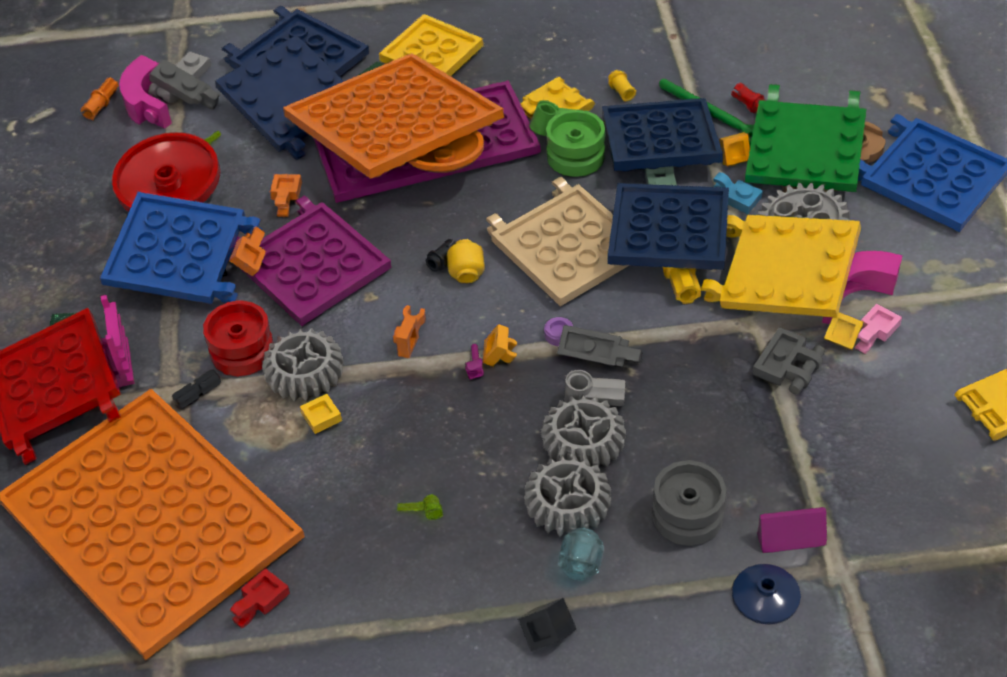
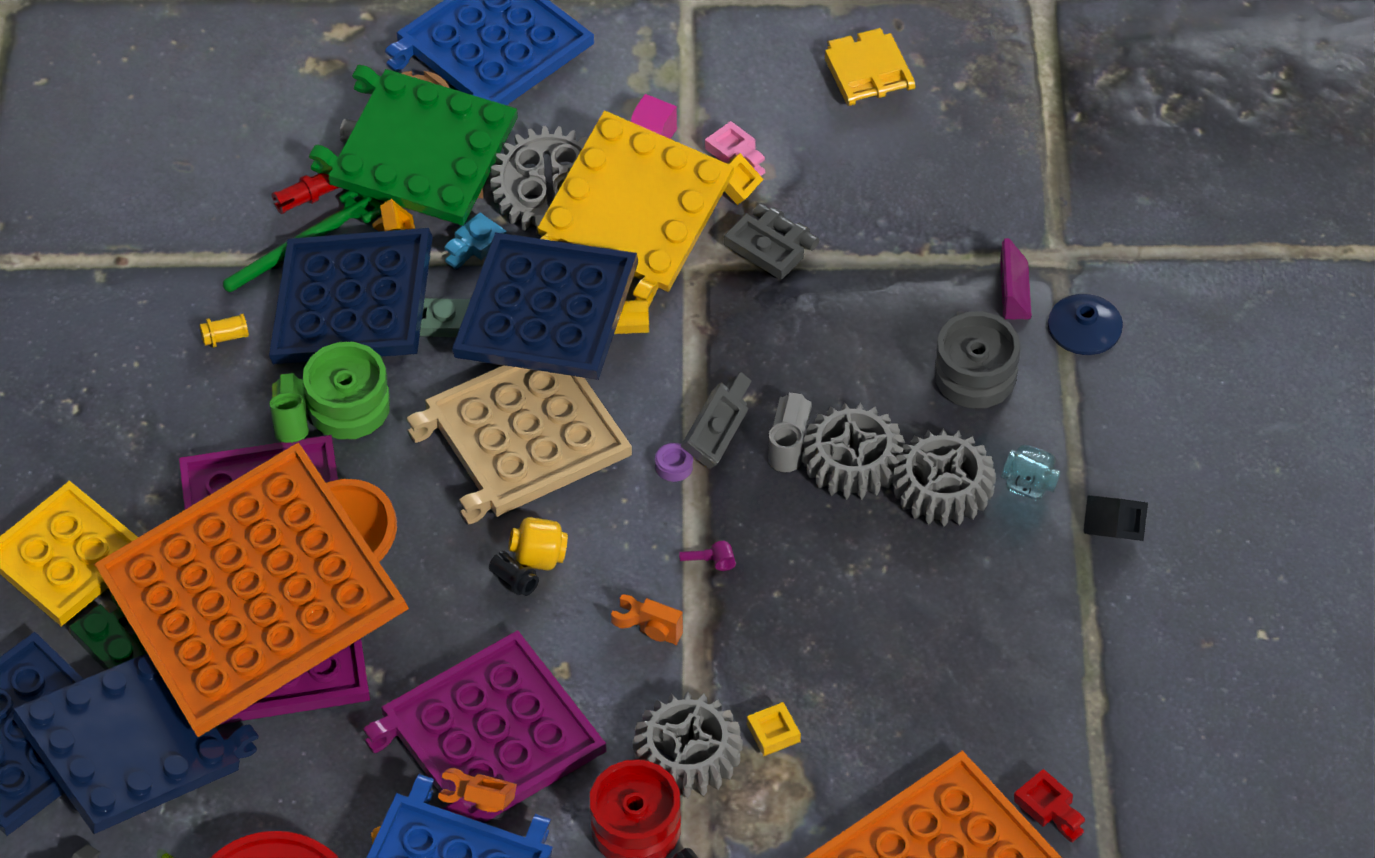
camera: 85 degrees left, 5 degrees up
(283, 189) = (332, 757): orange plate -> none
(430, 505) = (935, 619): clear neon green hand -> none
(499, 346) = (695, 524): light orange tile -> none
(558, 93) = (232, 413): yellow plate -> none

